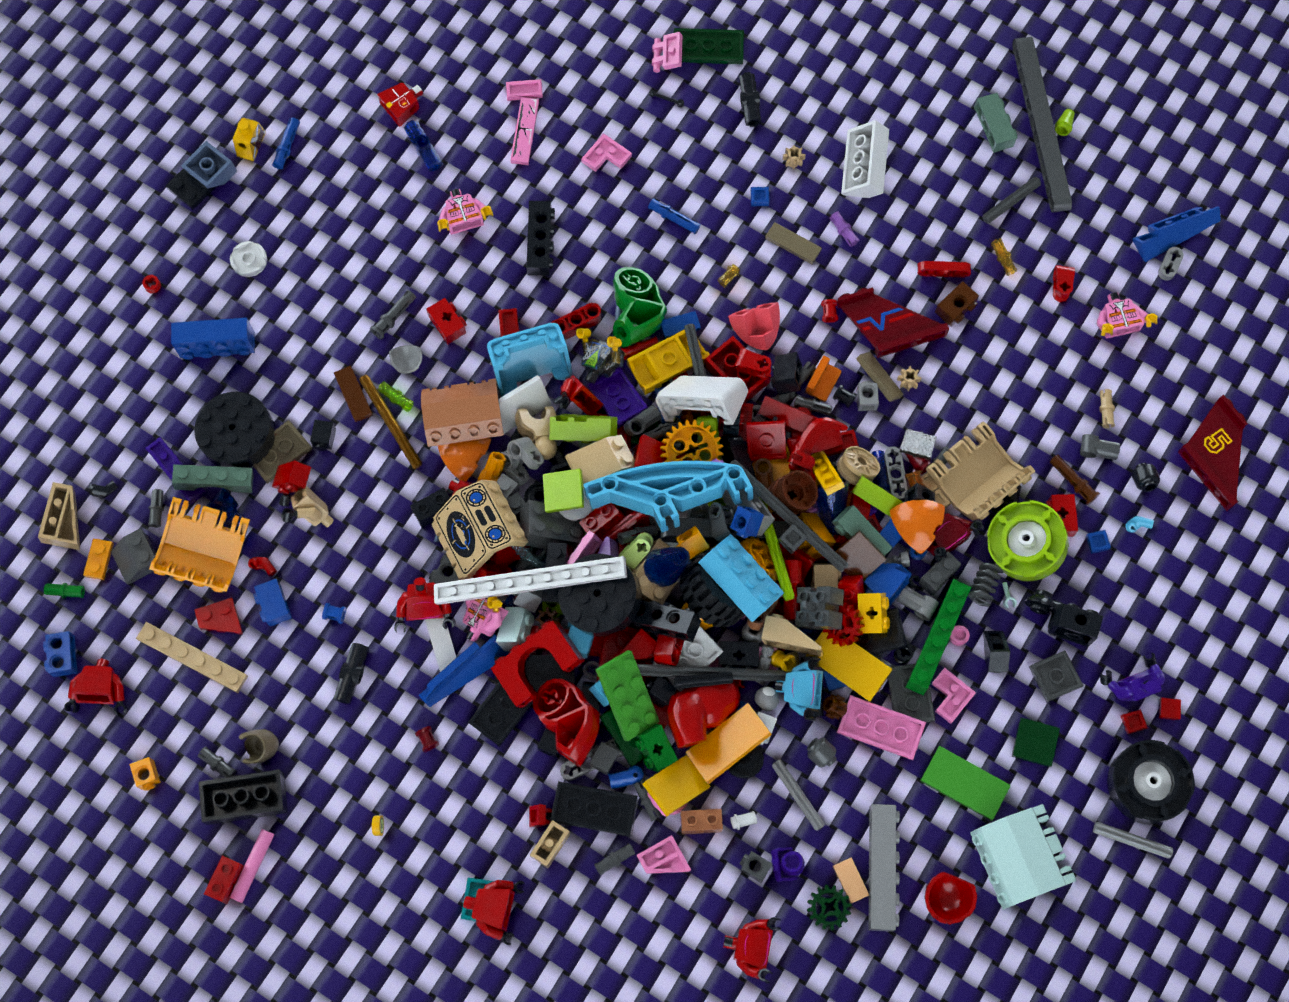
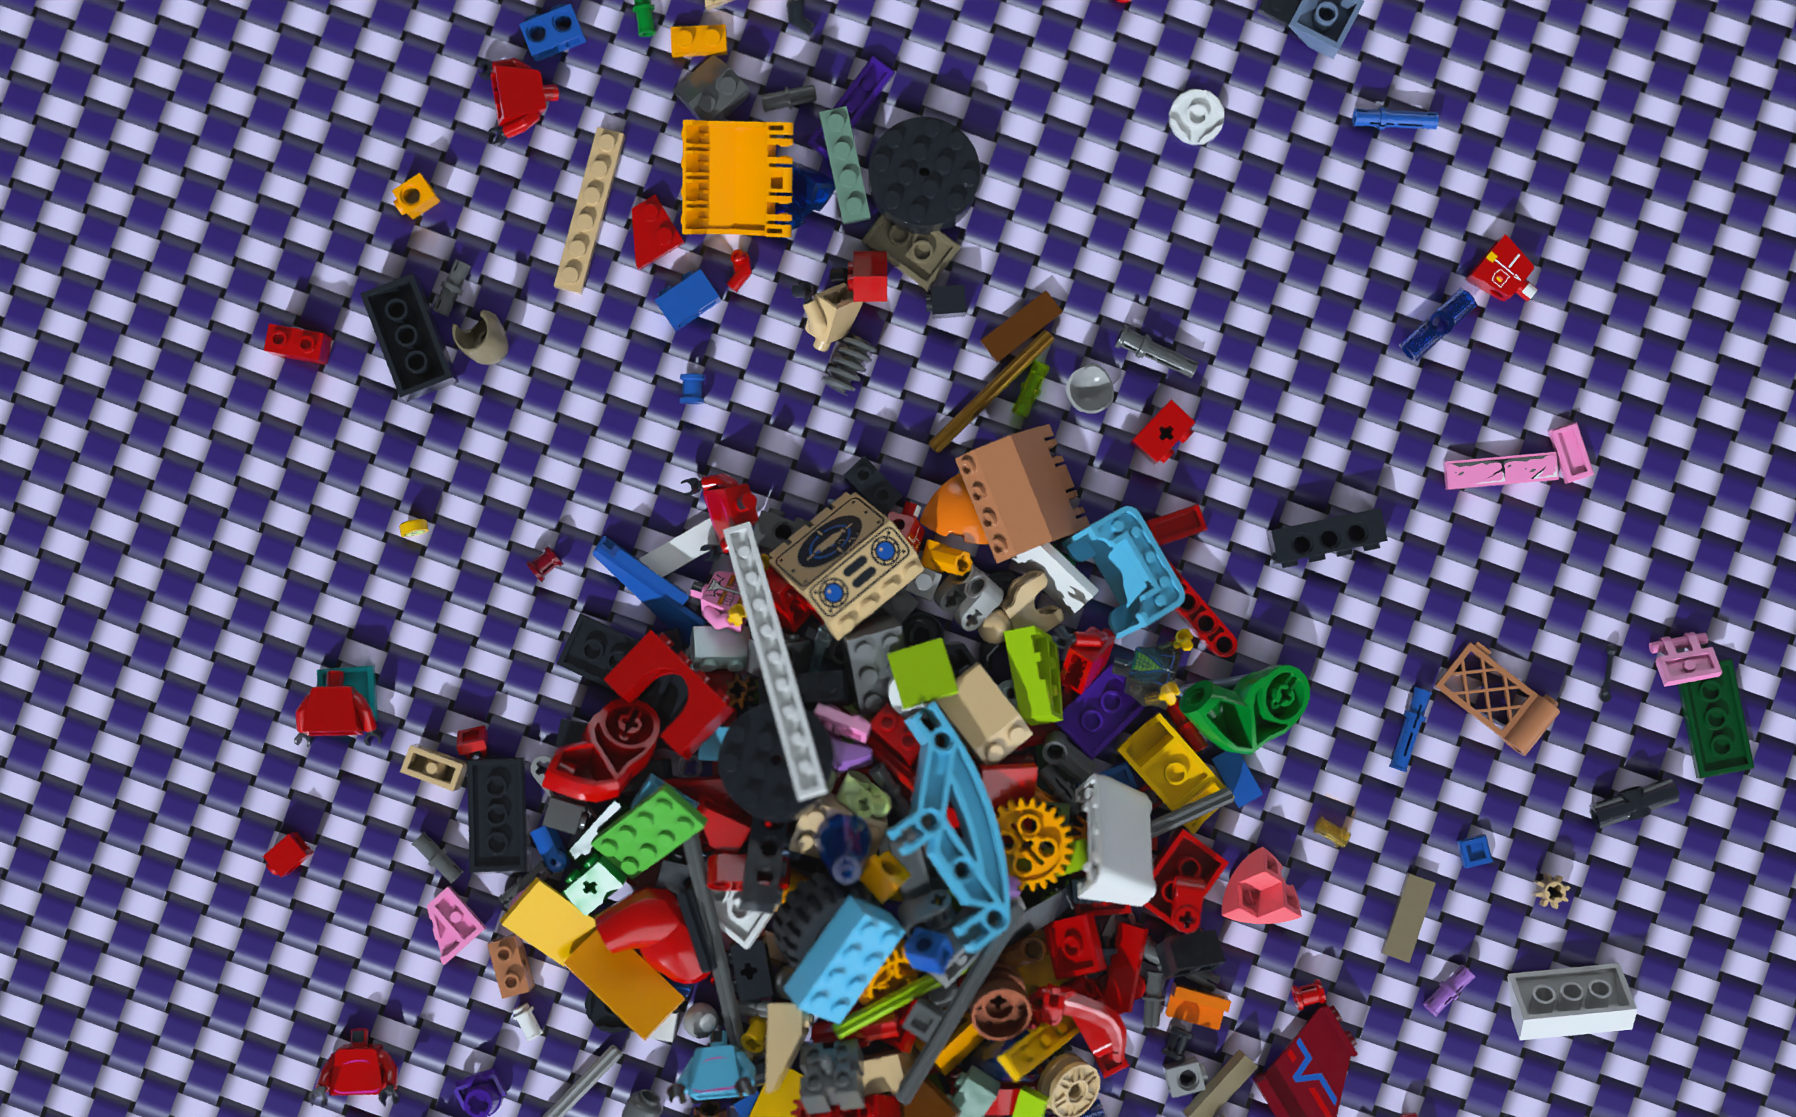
camera: 75 degrees right, 15 degrees up
(213, 338) = (1055, 103): blue brick -> none
(248, 138) = (1389, 61): yellow torso -> none
(251, 866) = (326, 374): bright pink piece -> none
(346, 506) = (849, 364): none -> dark grey piece
(351, 673) = (612, 435): black piece -> none
(462, 213) = (1340, 412): bright pink torso -> none
(588, 967) = (287, 855): none -> red brick
(603, 150) = (1497, 603): bright pink plate -> none
(683, 145) = (1527, 722): none -> nougat piece
(764, 866) = (460, 1062): dark grey brick -> none

